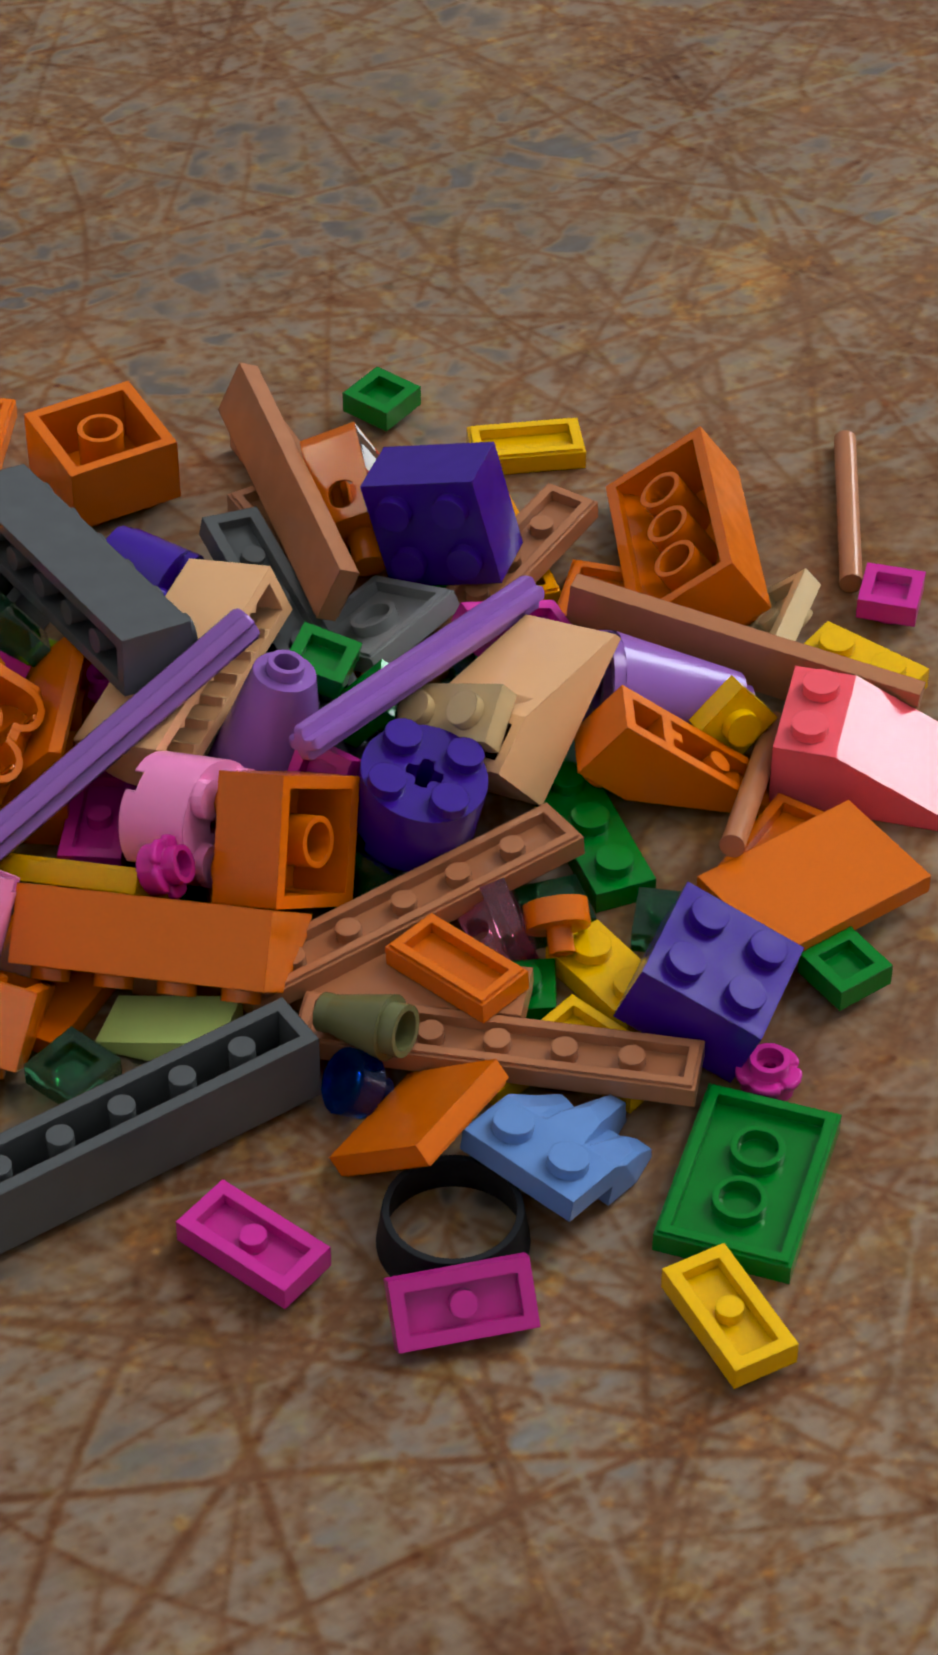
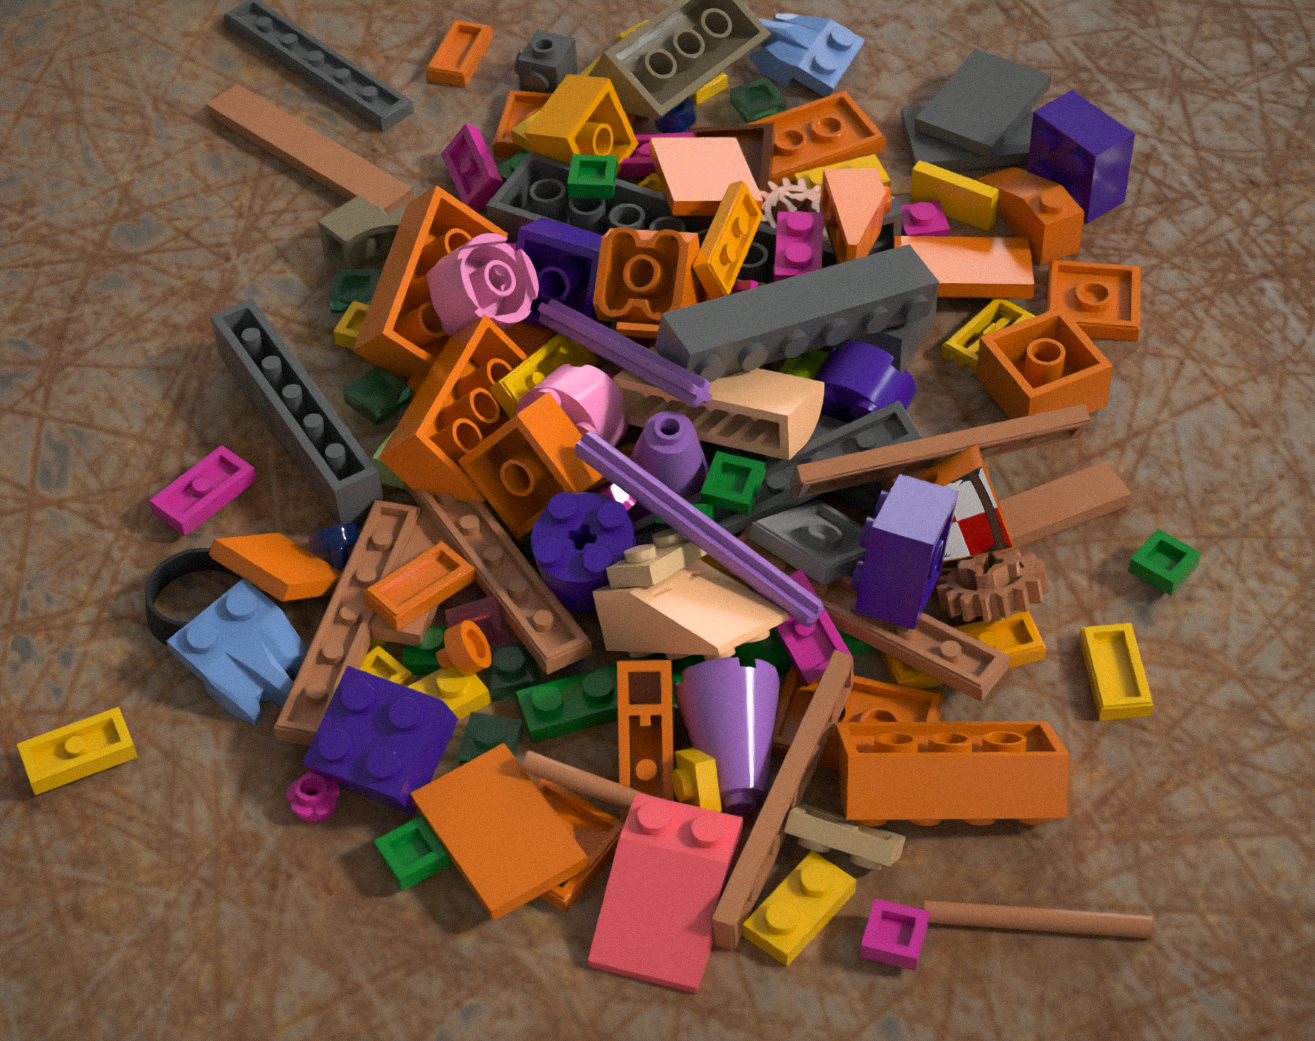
camera: 95 degrees right, 5 degrees up
(165, 867) = (506, 386): dark pink plate -> none
(370, 1022) = (355, 528): olive cone -> none
(461, 1302) = (121, 597): dark pink plate -> none
(748, 1181) = (210, 779): green tile -> none

